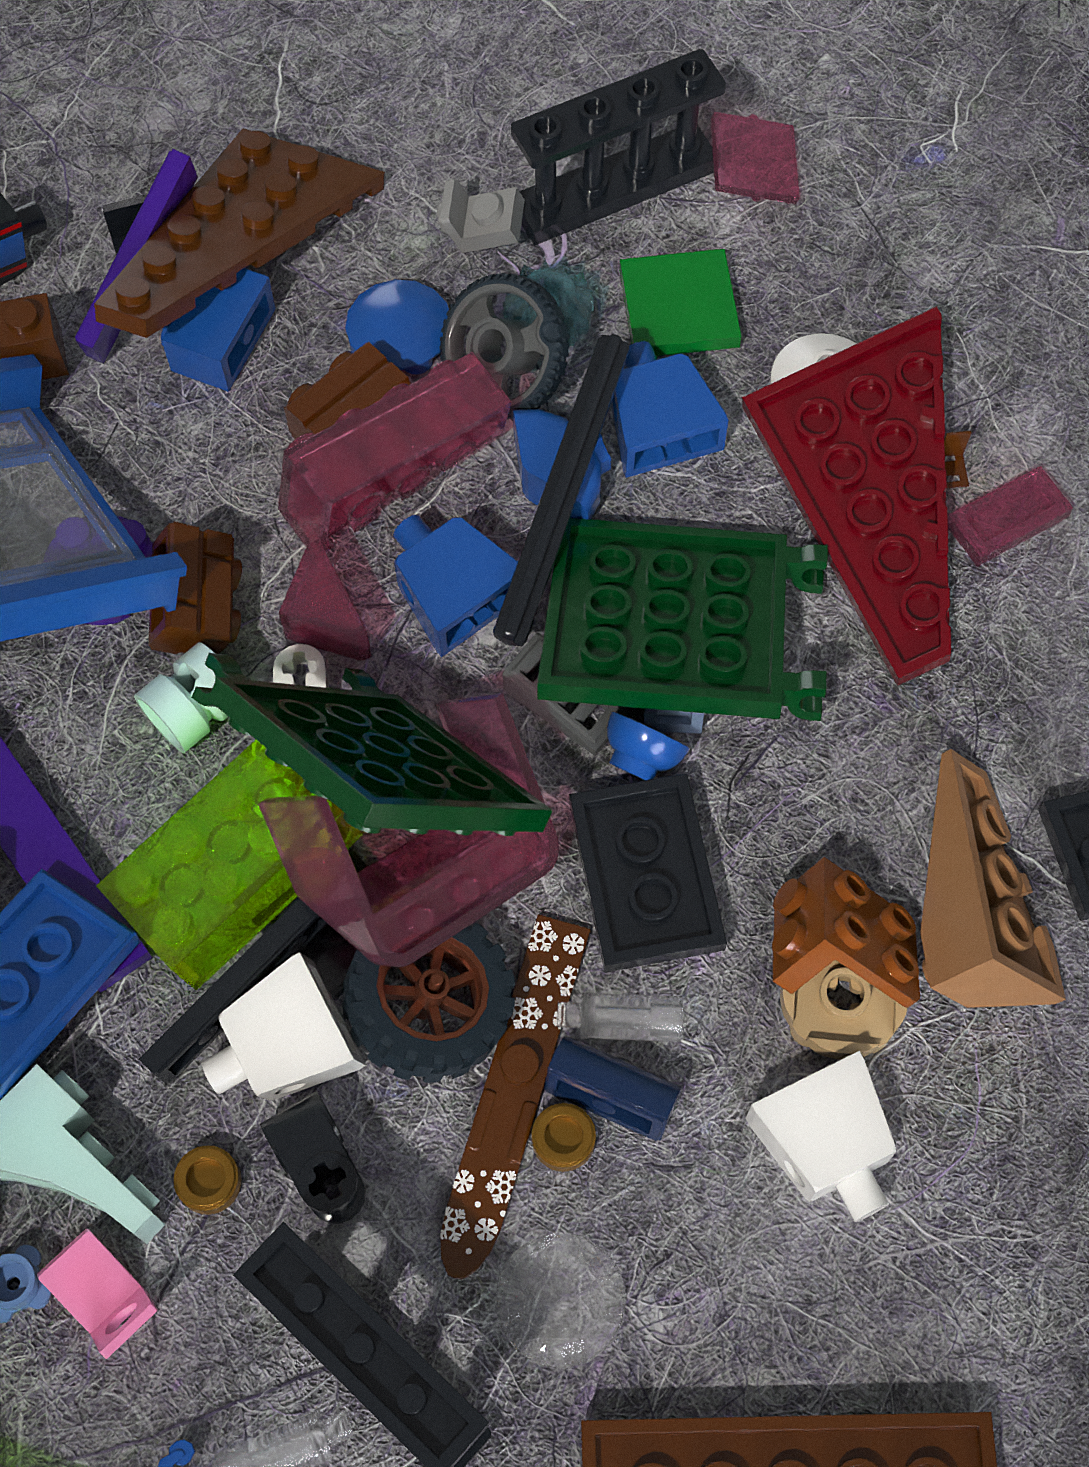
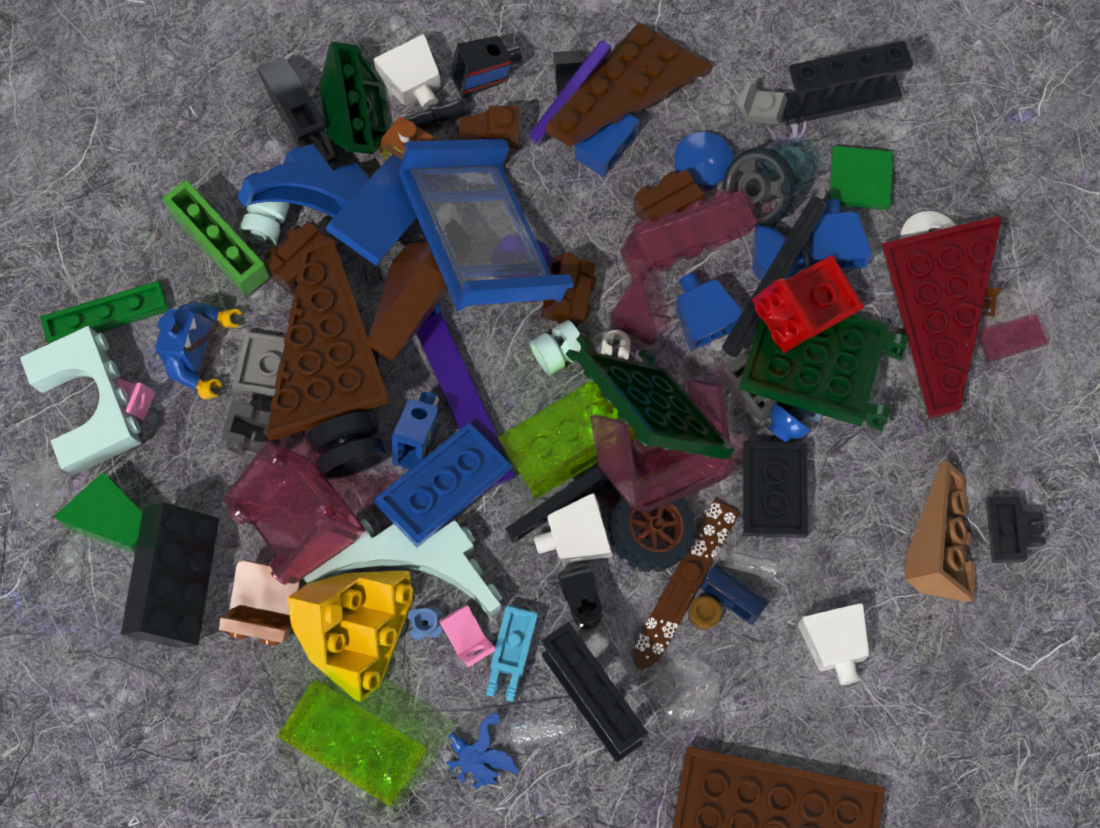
camera: 10 degrees right, 5 degrees up
(195, 1300) = (512, 648): none -> medium azure hinge
(207, 1180) = (526, 594): pearl gold tile -> none
(628, 521) = (806, 303): none -> red bracket
(754, 158) = (922, 99): clear pink piece -> none
(838, 918) = (868, 535): dark orange bracket -> none
(838, 1032) = (877, 565): tan plate -> none

